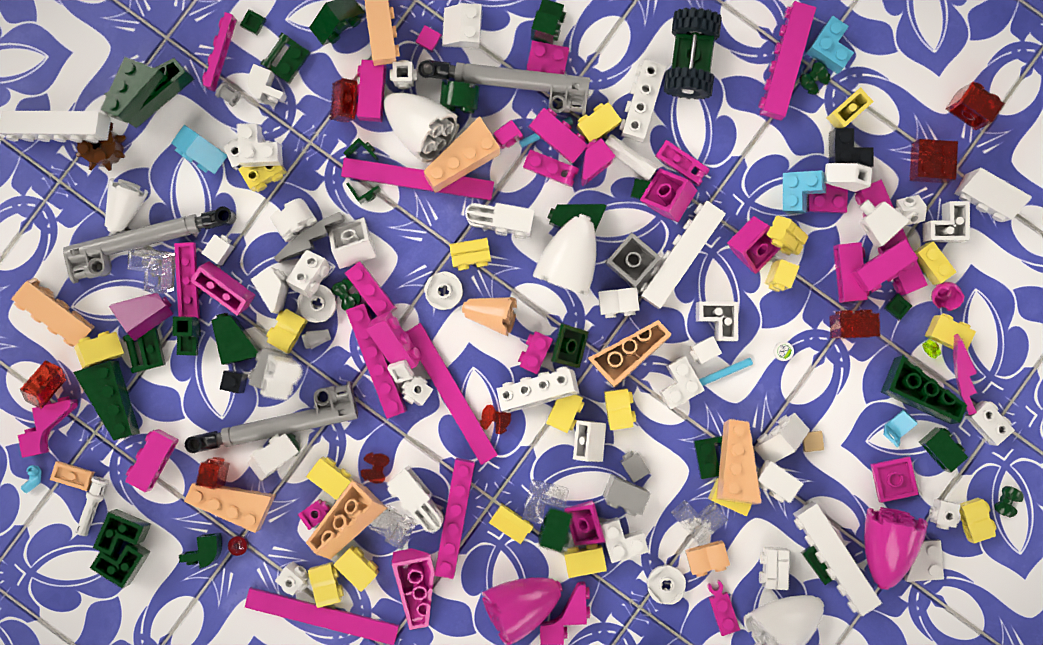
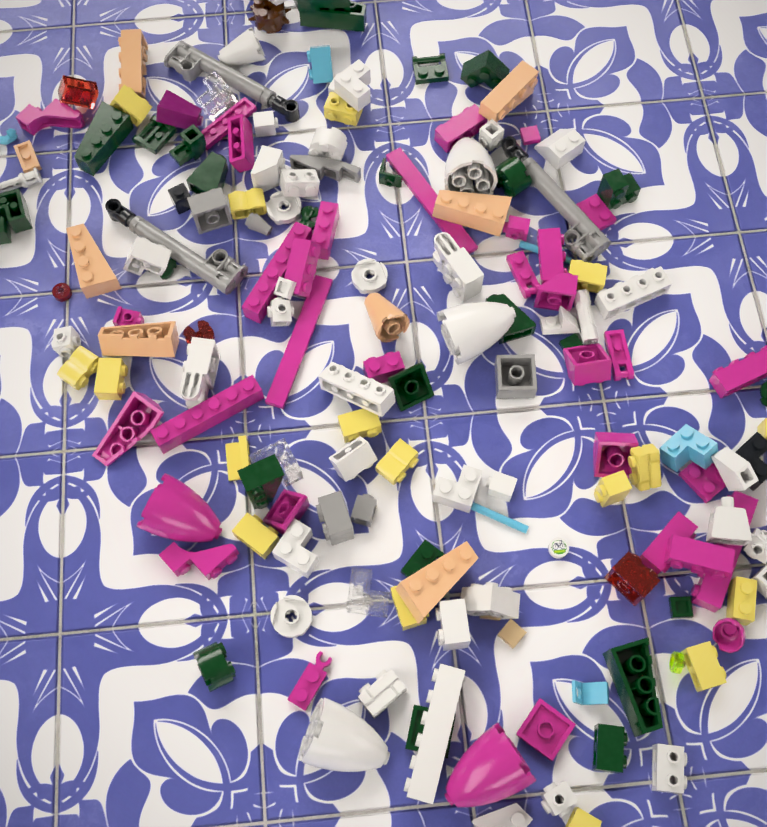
camera: 50 degrees right, 20 degrees down
(151, 460) = (79, 193): dark pink brick -> none
(208, 550) = (42, 274): dark green brick -> none
(212, 473) = (102, 231): clear red brick -> none
(221, 45) = (395, 30): dark pink plate -> none
(228, 94) = (374, 57): light grey bush -> none
(253, 22) = (433, 35): dark green tile -> none
(260, 85) = (398, 67): white brick -> none
(280, 377) = (209, 206): white brick -> none
(322, 617) = (53, 388): dark pink tile -> none
(330, 477) = (164, 305): light yellow brick -> none
(343, 100) = (437, 115): clear red brick -> none
(351, 243) = (347, 194): white slope -> none
(369, 148) = (418, 149): dark green bracket -> none
(394, 527) = (164, 378): clear brick -> none
(470, 253) = (412, 270): light yellow brick -> none
(490, 414) = (312, 389): clear red piece -> none
(617, 184) = (561, 324): none -> white slope
(618, 301) = (476, 395): white brick -> none
(626, 355) = (446, 432): light nougat wedge -> none
(682, 255) = (554, 409): white brick -> none
(693, 53) = (683, 302): black plate -> none
(707, 558) = (341, 629): light nougat brick -> none
(723, 314) = (539, 472): white brick -> none
(963, 369) = (688, 696): dark pink slope -> none

